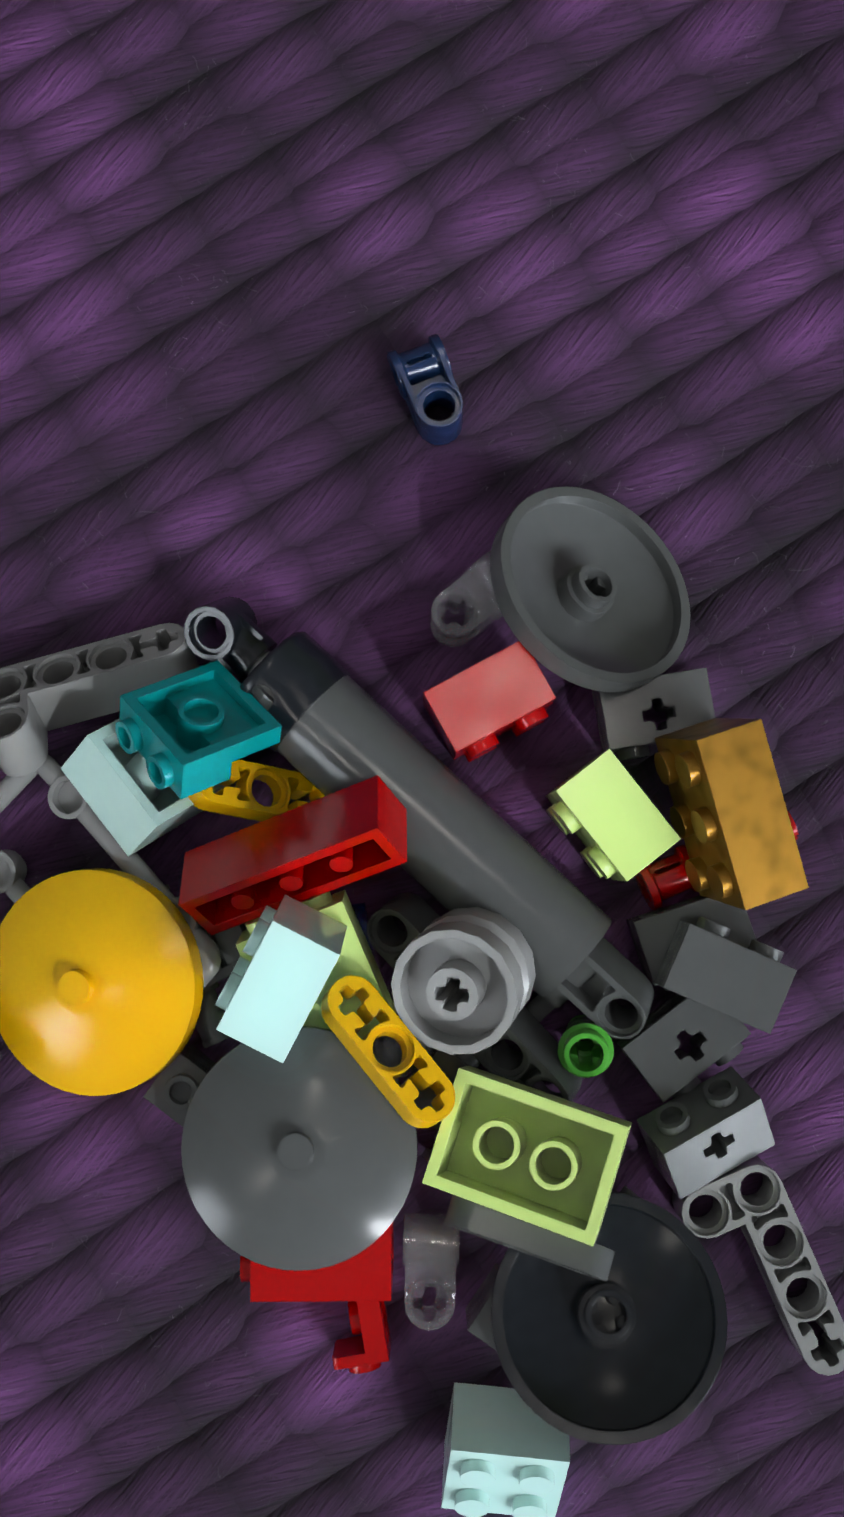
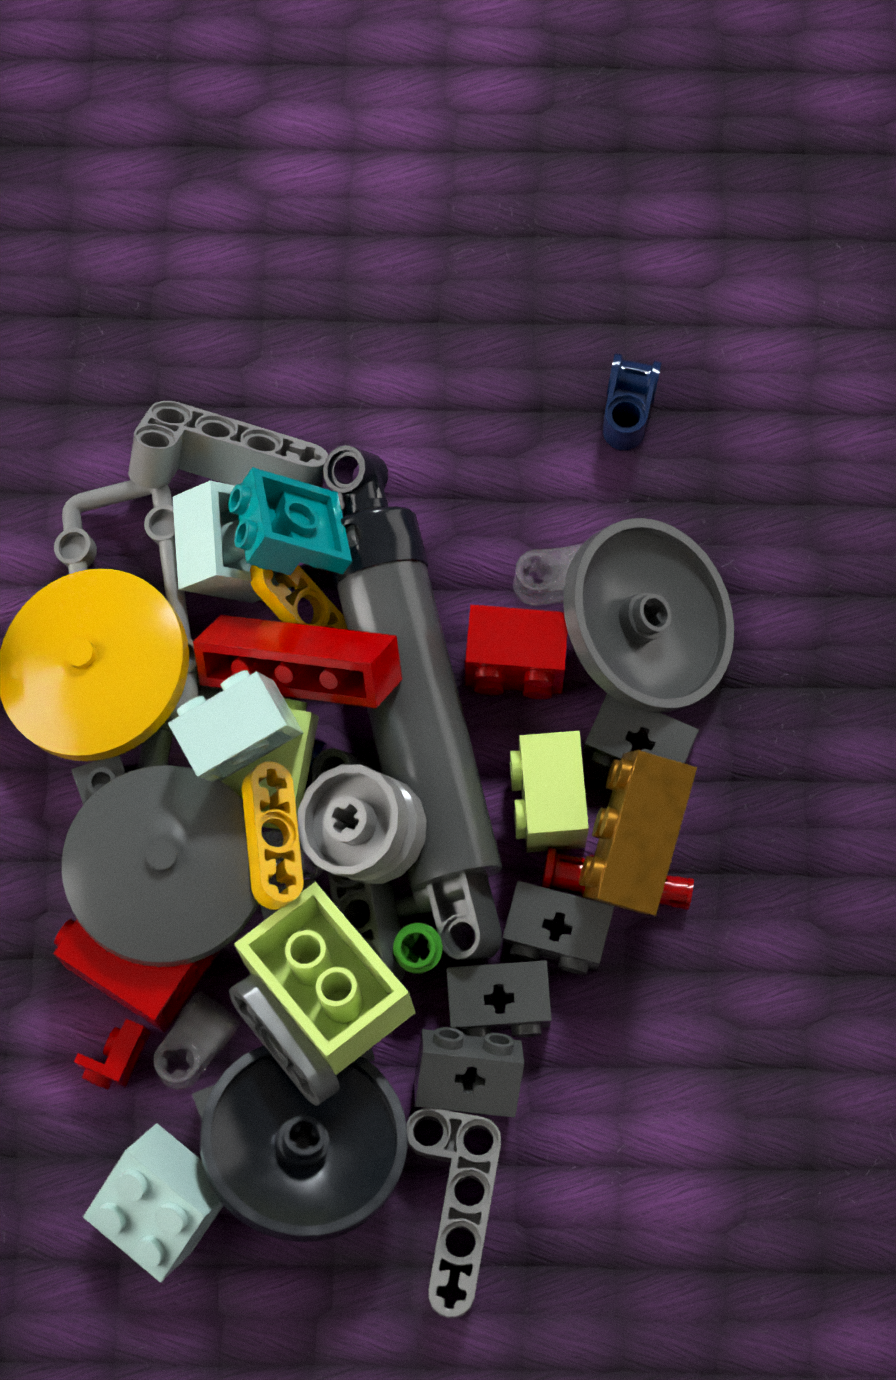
camera: 35 degrees right, 10 degrees down
(725, 975) = (558, 954): dark grey brick -> none

